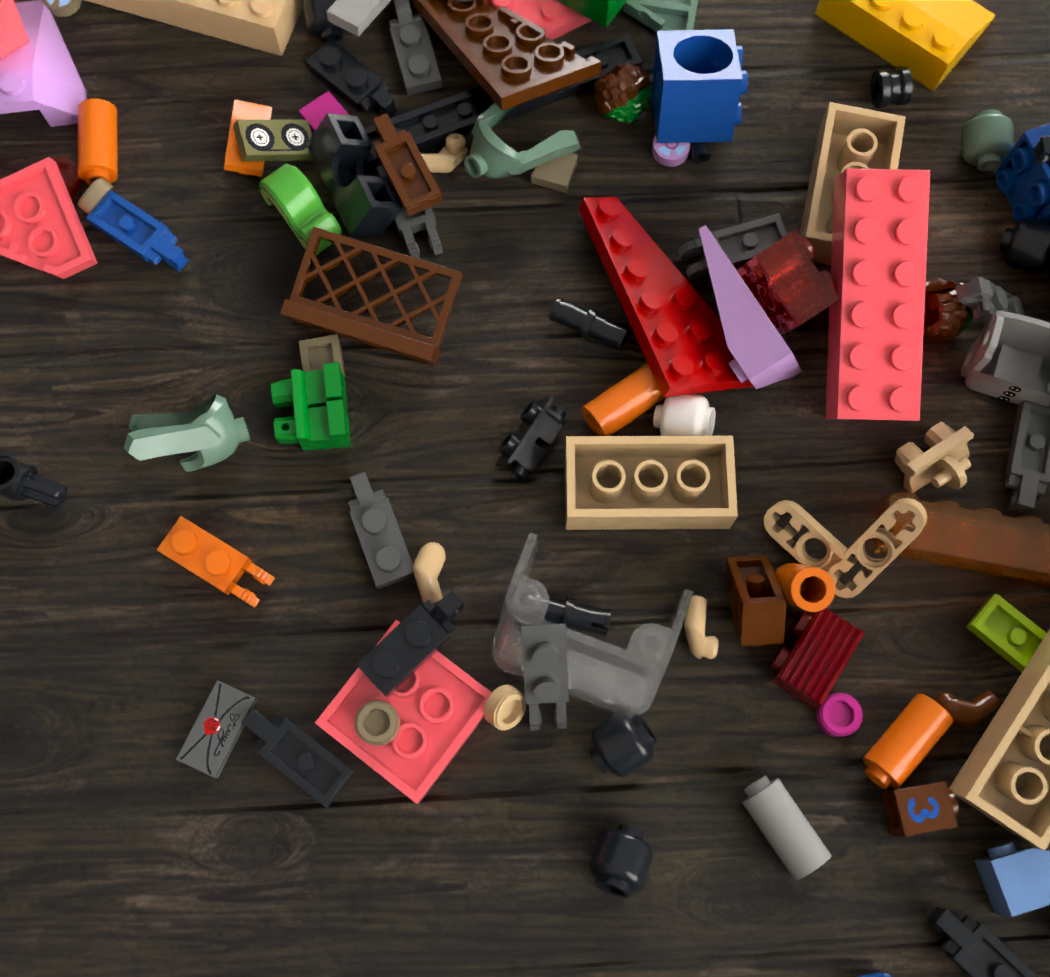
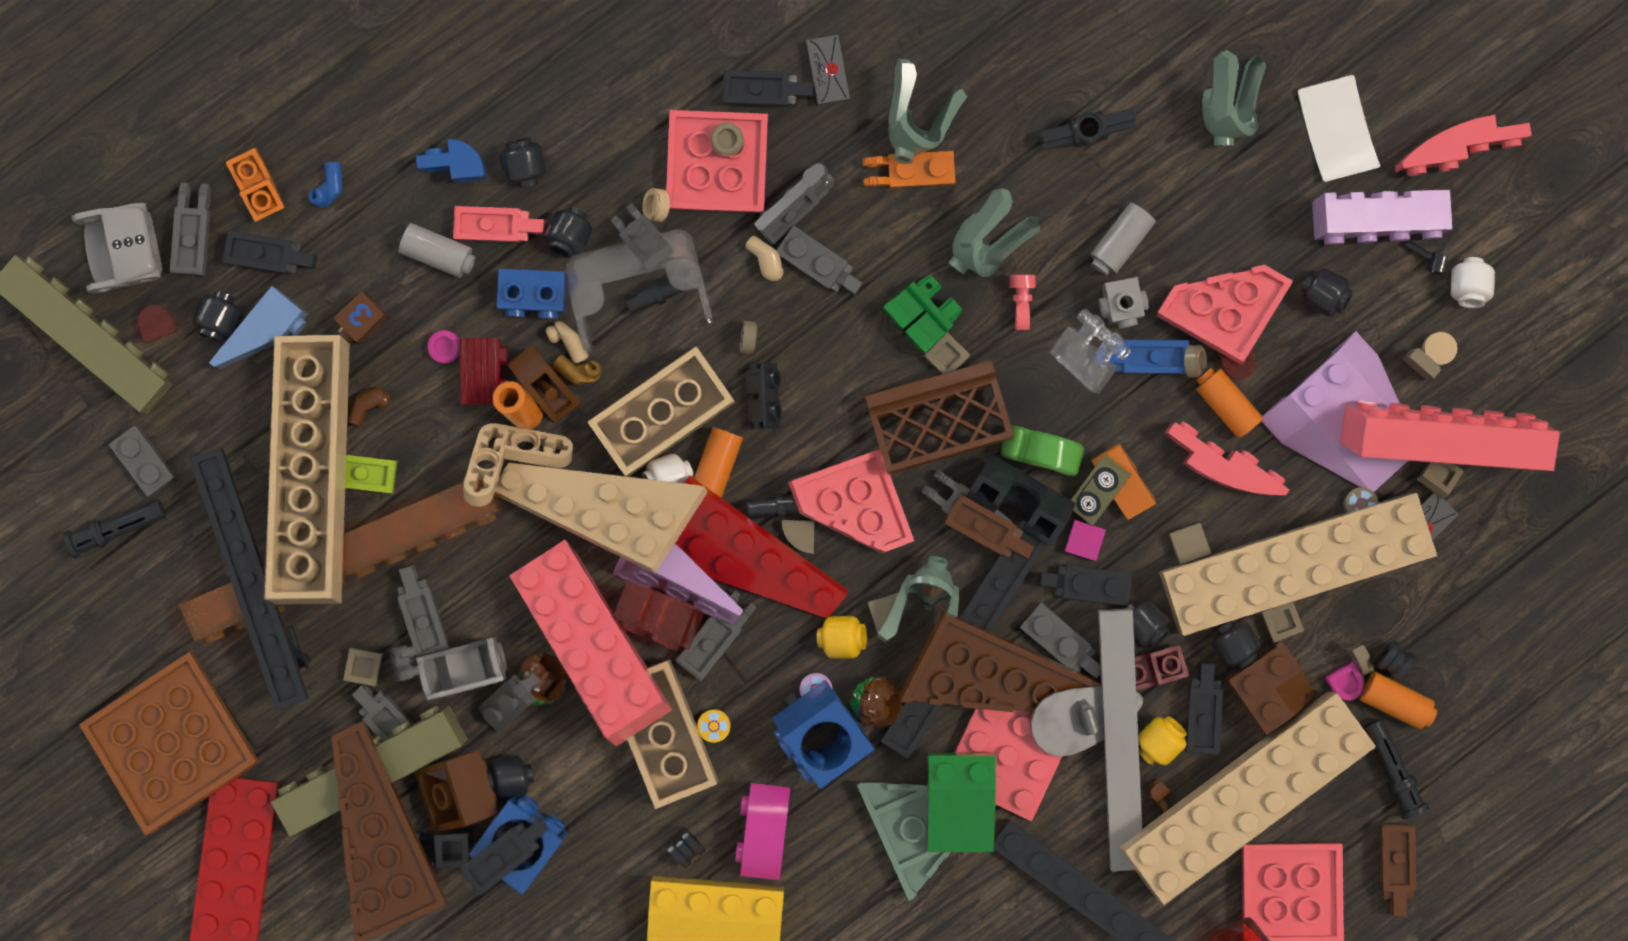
camera: 145 degrees right, 15 degrees up
(66, 349) = (1122, 239): none -> light grey brick
(113, 288) = (1123, 290): none -> light grey brick
(147, 94) = (1235, 472): none -> coral slope
(189, 598) = (903, 133): none -> sand green piece
(192, 260) = (1082, 358): none -> clear plate
(195, 372) = (1022, 297): none -> coral piece
(234, 57) = (1189, 543): none -> dark tan tile
(356, 606) = (795, 203): none -> dark grey hinge
(411, 643) = (741, 201): black hinge -> none
(448, 157) = (971, 567): tan arm -> none
(505, 503) = (748, 337): none -> dark tan tile
(512, 276) = (855, 501): none -> coral plate
(587, 287) = (800, 534): none -> dark tan tile
(614, 169) = (842, 637): none -> yellow head
(689, 914) = (461, 161): none -> blue brick
(699, 812) = (495, 224): none -> coral hinge
(706, 705) = (532, 292): none -> blue brick
(711, 588) = (577, 374): none -> pearl gold arm
(767, 402) = (617, 513): none -> tan wing
(791, 175) = (713, 725): none -> yellow tile
(806, 52) = (764, 831): none -> dark pink brick
(906, 742) = (393, 354): orange brick -> none
(940, 464) = (477, 578): tan hips -> none
(987, 139) = (587, 846): sand green head -> none

